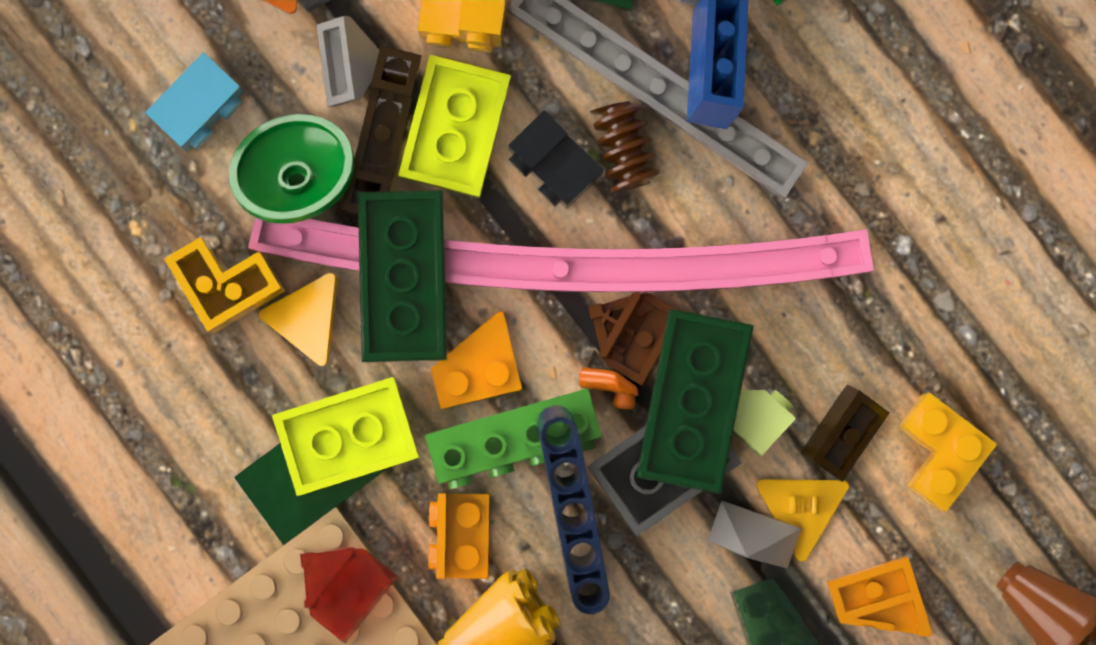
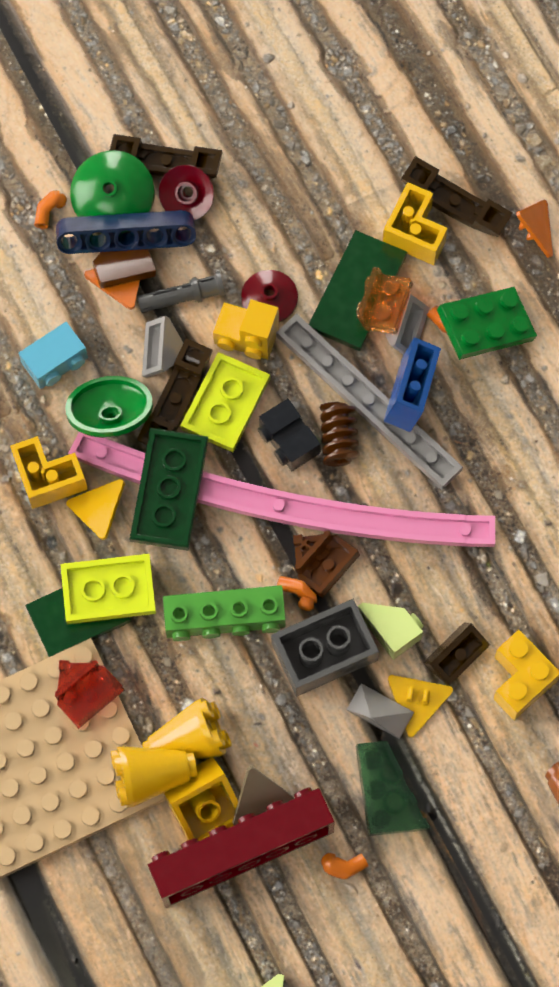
camera: 10 degrees right, 15 degrees down
(461, 536) = (173, 674): light orange bracket -> none
(478, 366) = (209, 563): light orange wing -> none
(575, 529) = (260, 678): dark blue beam -> none
(694, 401) = (353, 603): dark green tile -> none
(881, 598) = (461, 770): light orange wing -> none

